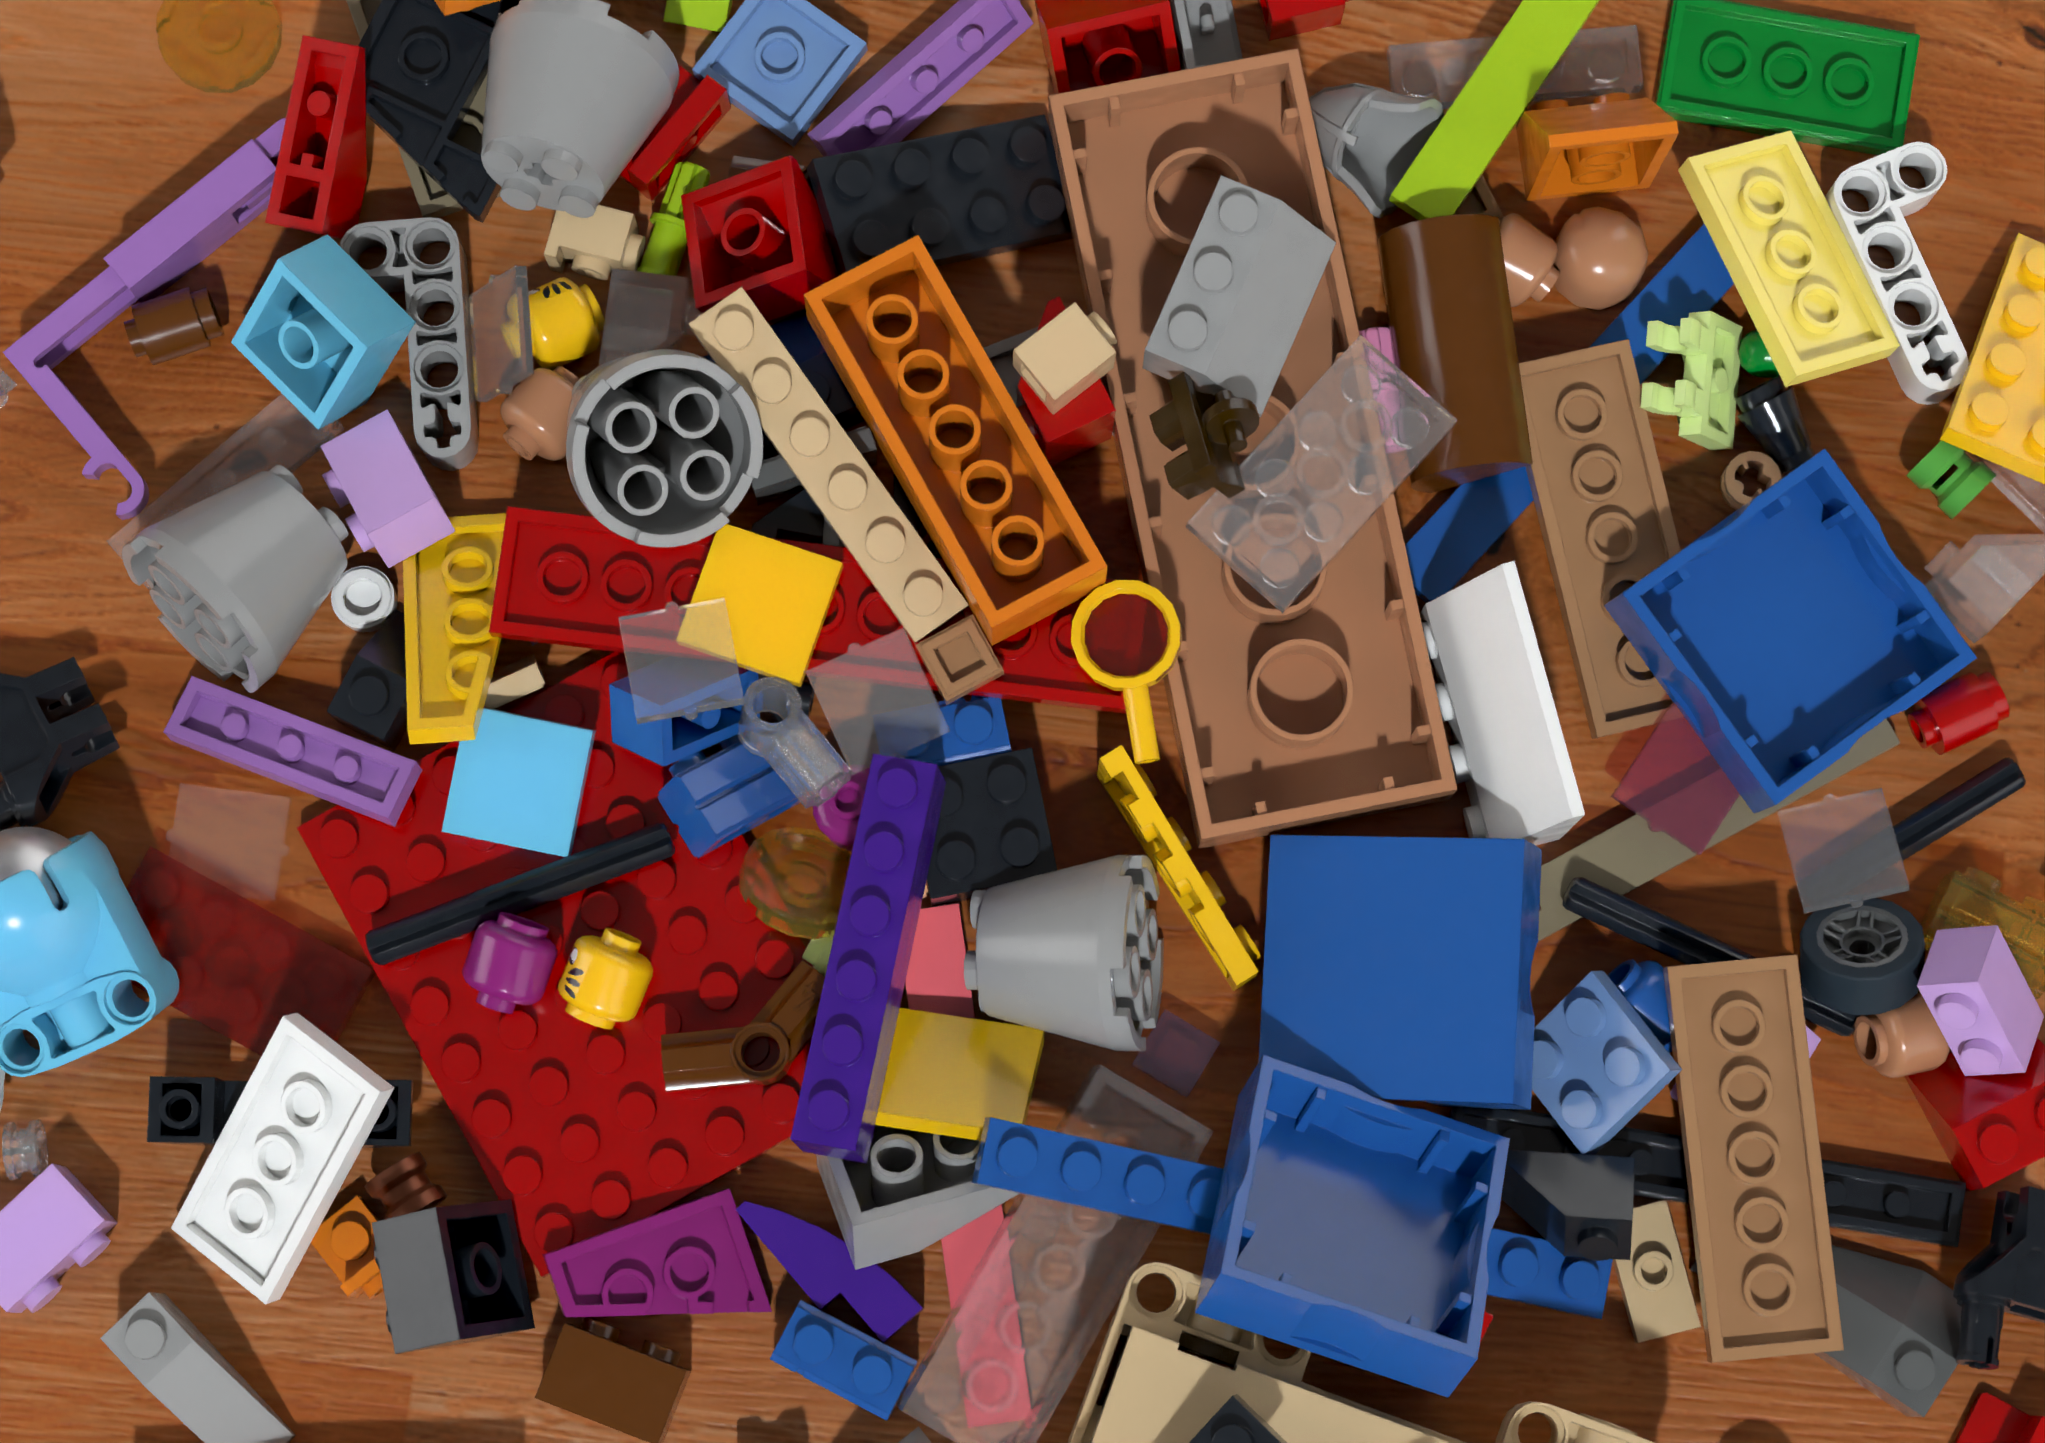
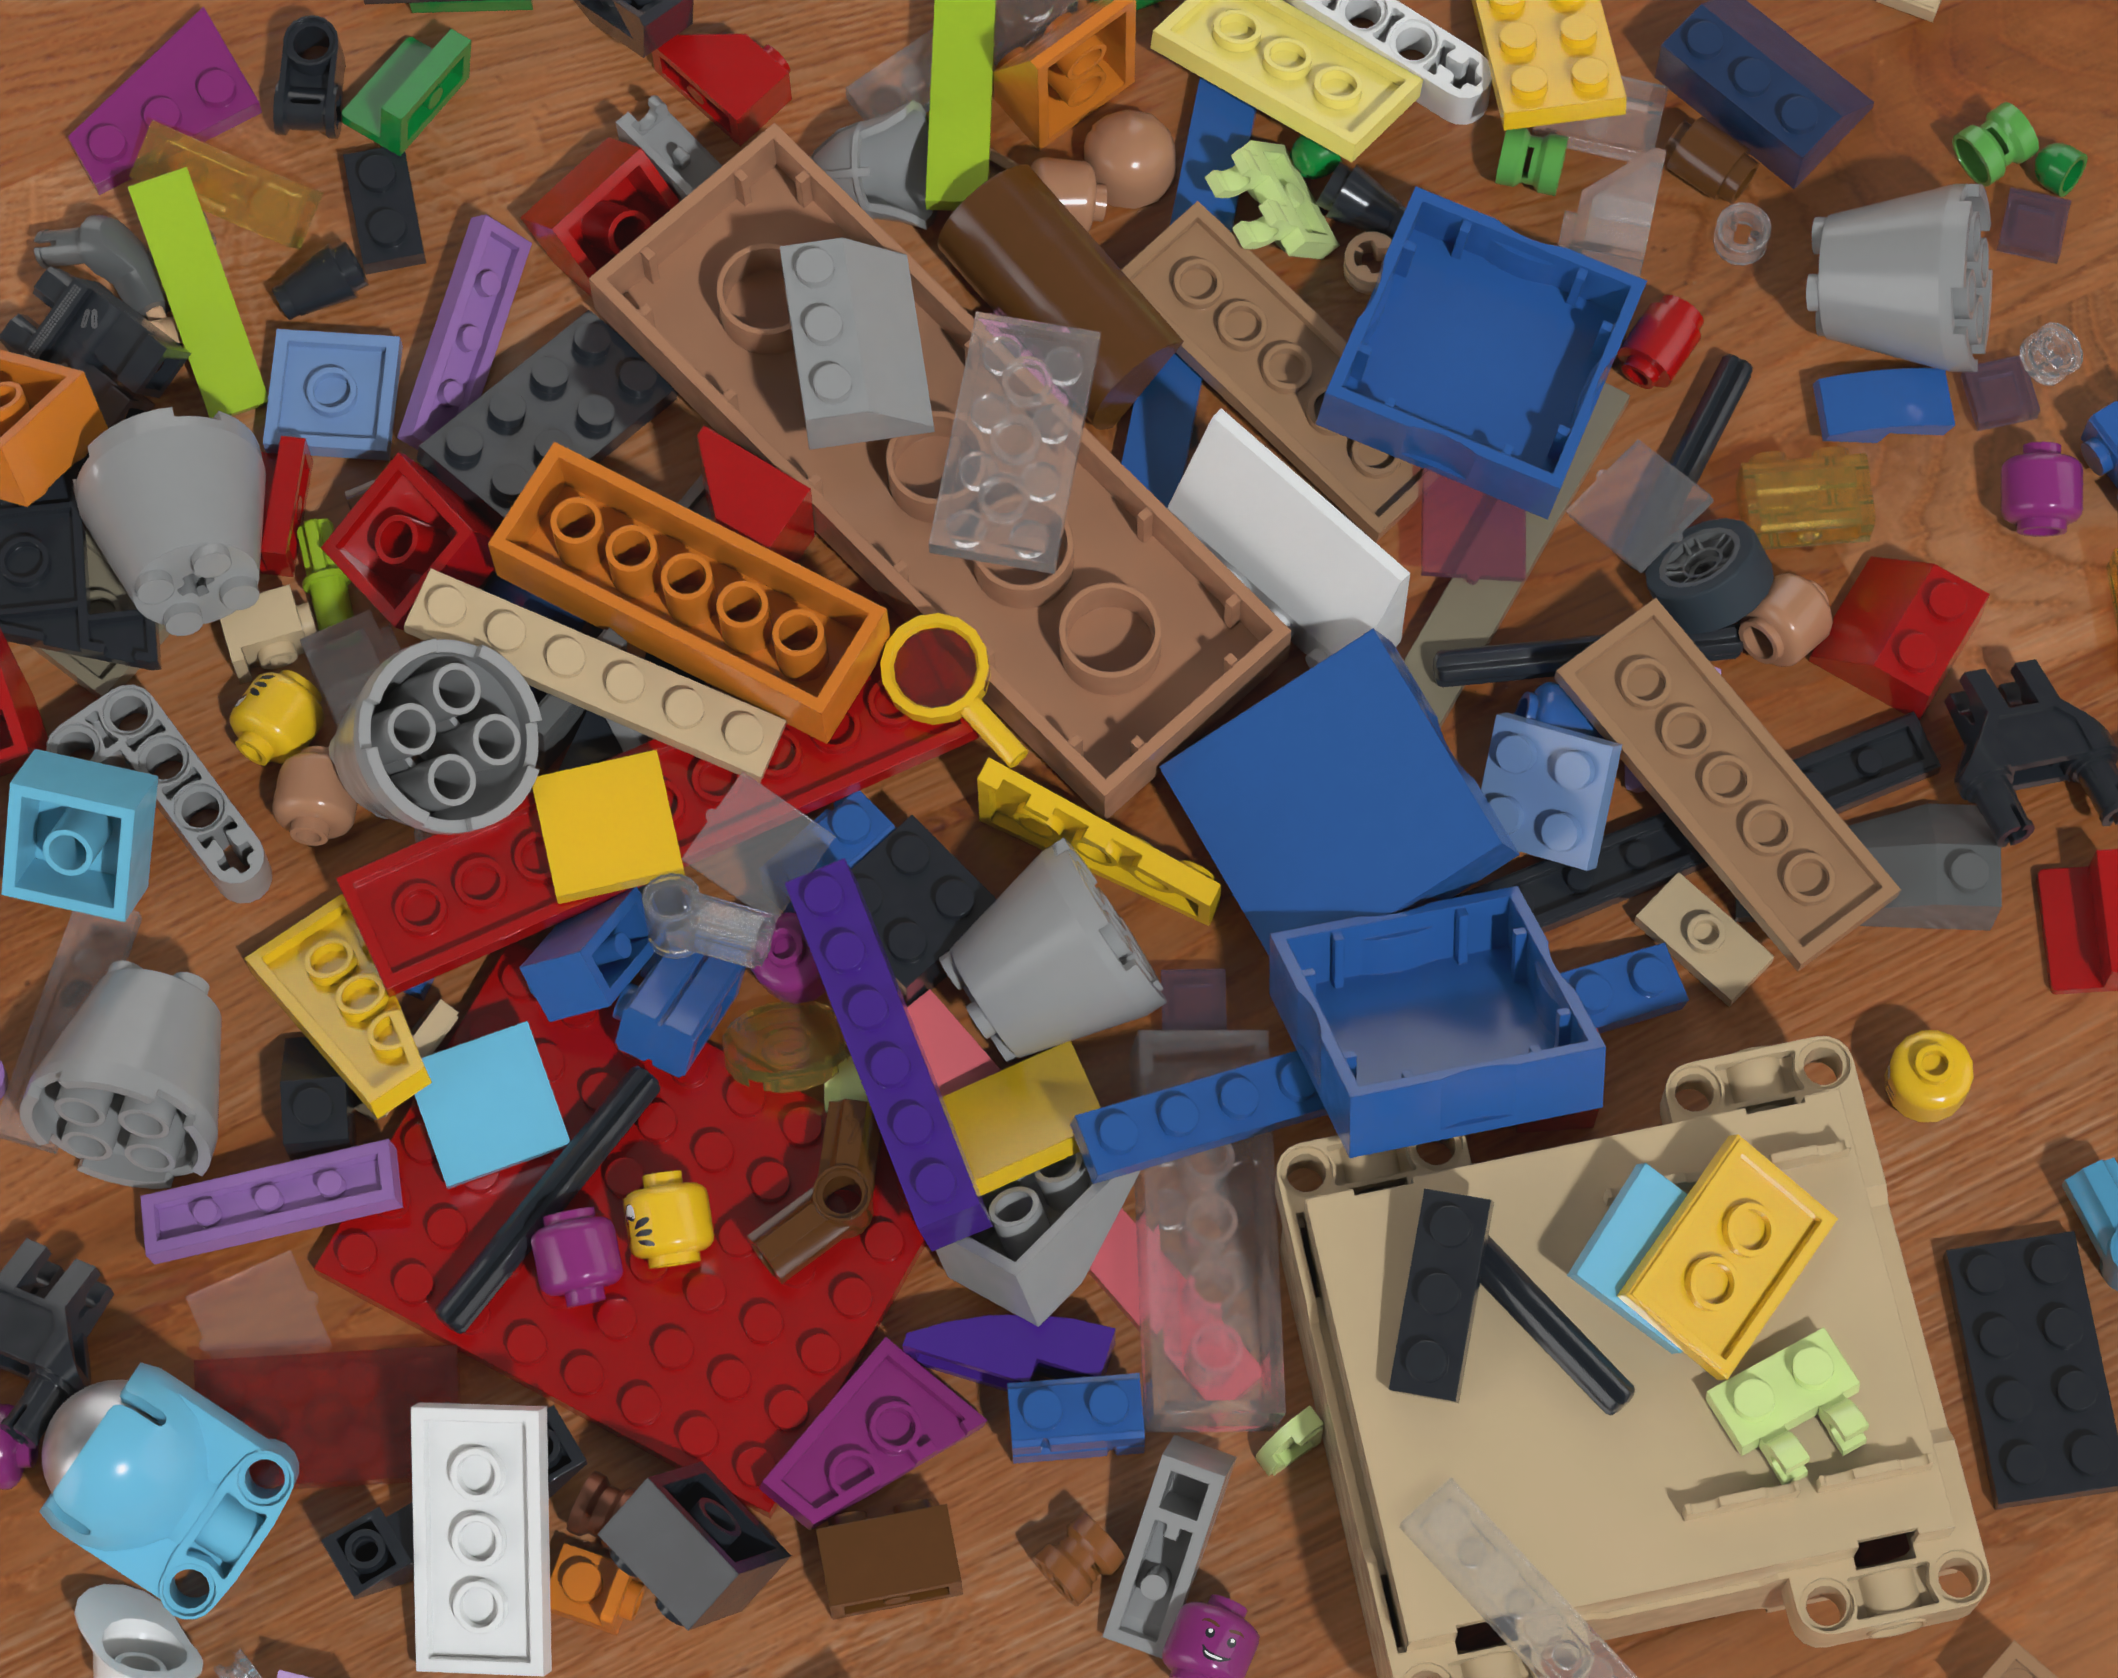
camera: 30 degrees left, 10 degrees down
(364, 598) = (251, 1046): white tile -> none
(386, 489) = (216, 935): lavender brick -> none
(501, 334) = (236, 749): clear piece -> none
(681, 660) = (571, 904): clear piece -> none
(959, 659) = (806, 771): medium nougat tile -> none
(1066, 356) = (742, 465): tan brick -> none
(1212, 431) = (902, 456): dark brown hips -> none
(1574, 1200) = (1605, 911): black slope -> none
(1980, 1000) = (1829, 550): lavender brick -> none

